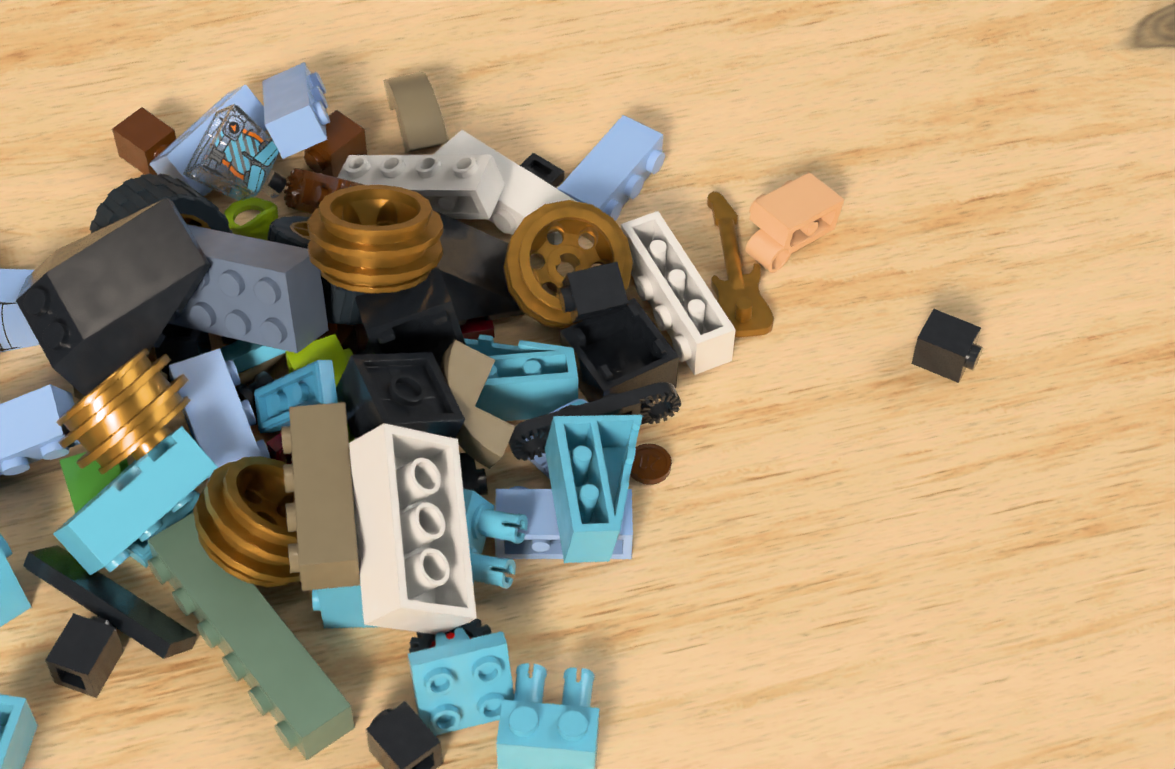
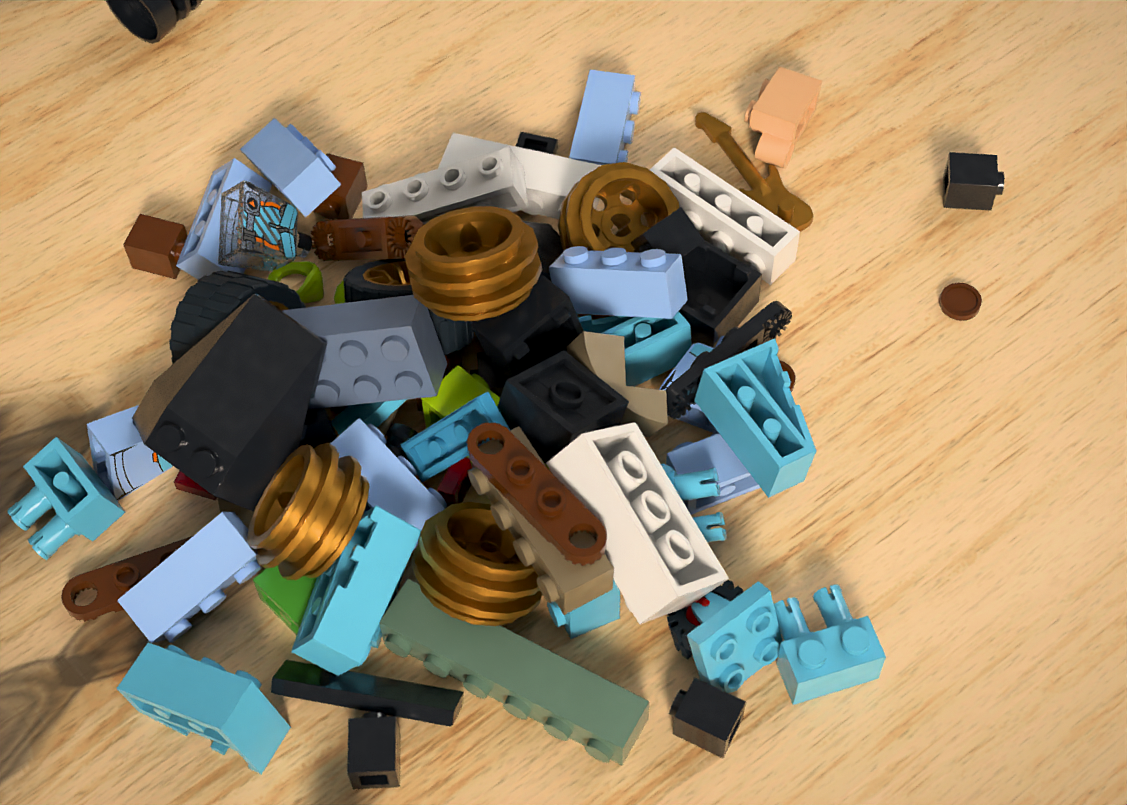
camera: 20 degrees left, 5 degrees up
(323, 466) = (536, 493): none -> reddish brown plate
(416, 111) = (398, 127): dark tan brick -> none
(529, 314) = (621, 282): none -> light blue brick
(876, 457) = (960, 301): none -> reddish brown piece

